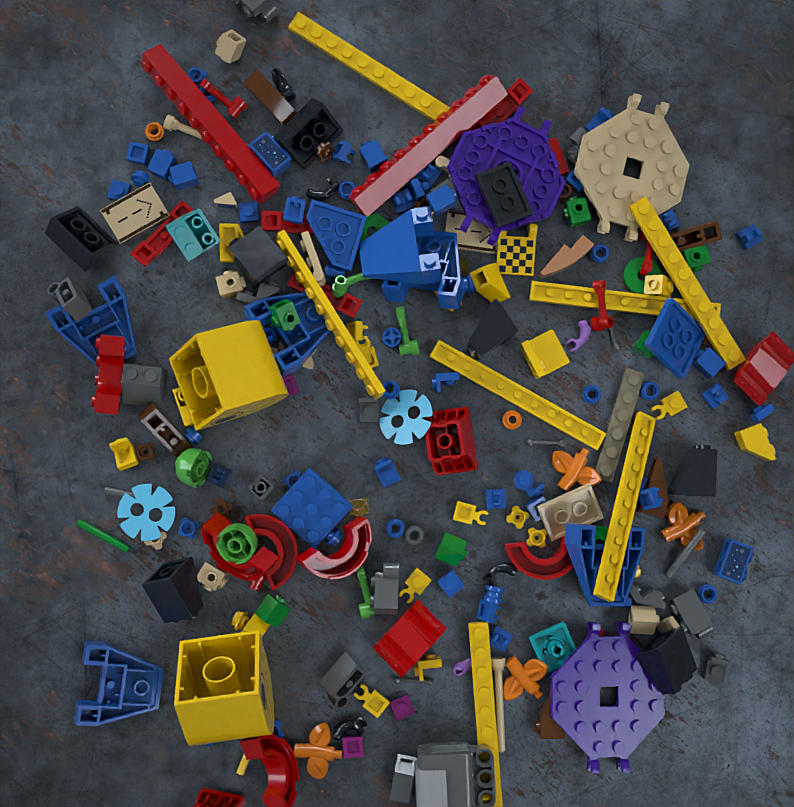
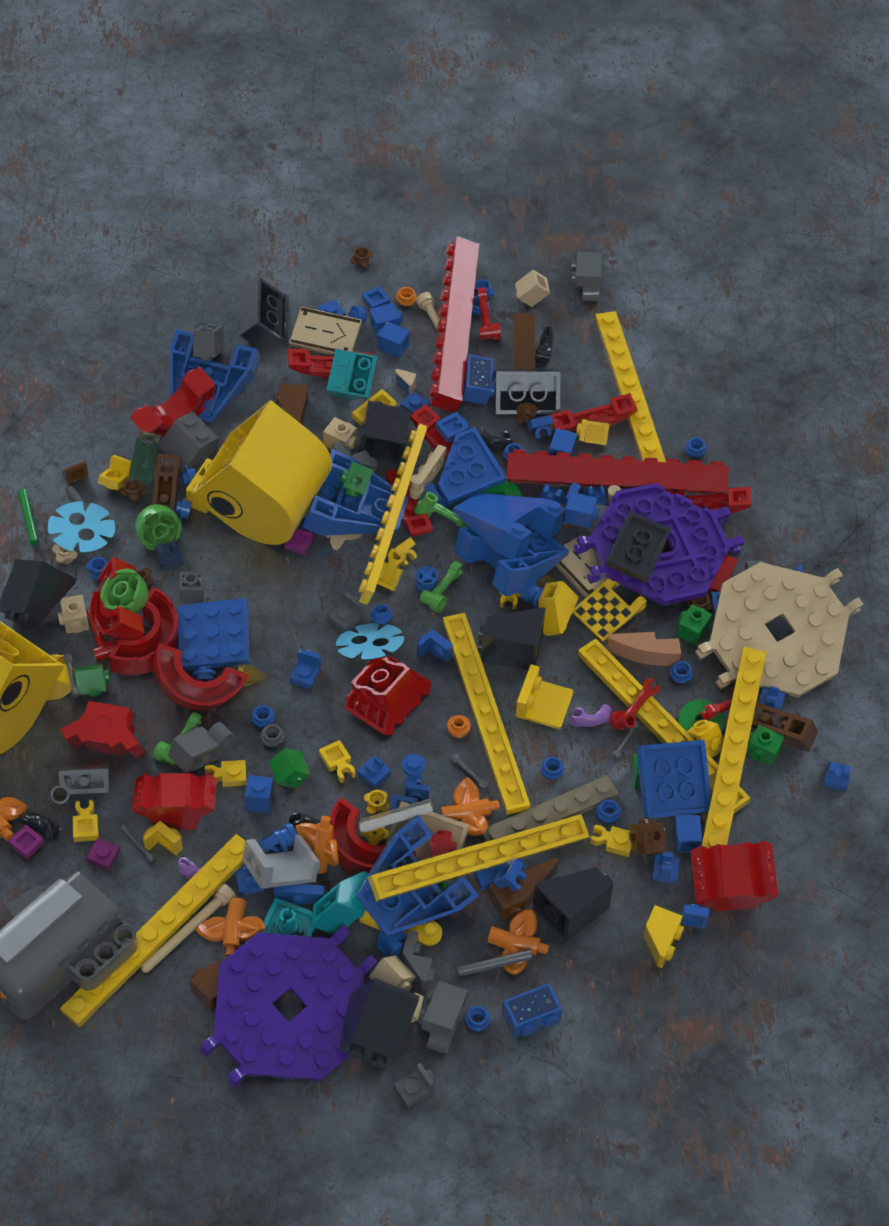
camera: 45 degrees right, 30 degrees down
(89, 132) = (361, 256): none -> reddish brown plate
(95, 476) = (75, 472): none -> reddish brown slope
(134, 429) = (144, 457): none -> clear green brick
(171, 409) = (187, 475): none -> blue plate
(176, 292) = (293, 400): none -> reddish brown slope
(247, 614) = (67, 658): none -> dark grey hinge
(327, 642) = (105, 730): none -> red slope
(368, 111) = (615, 412): none -> red slope
(380, 125) = (593, 432): none -> yellow bracket
(451, 69) = (696, 447): none -> blue plate
(516, 618) = (281, 868): none -> light grey panel
(526, 583) = (320, 840): none -> orange plant
(539, 621) = (300, 893): none -> blue plate
(553, 527) = (396, 815): none -> dark tan tile
(573, 609) = (339, 905): none -> teal slope
(594, 516) = (442, 843): none -> red brick
(693, 390) = (647, 836): none -> reddish brown brick

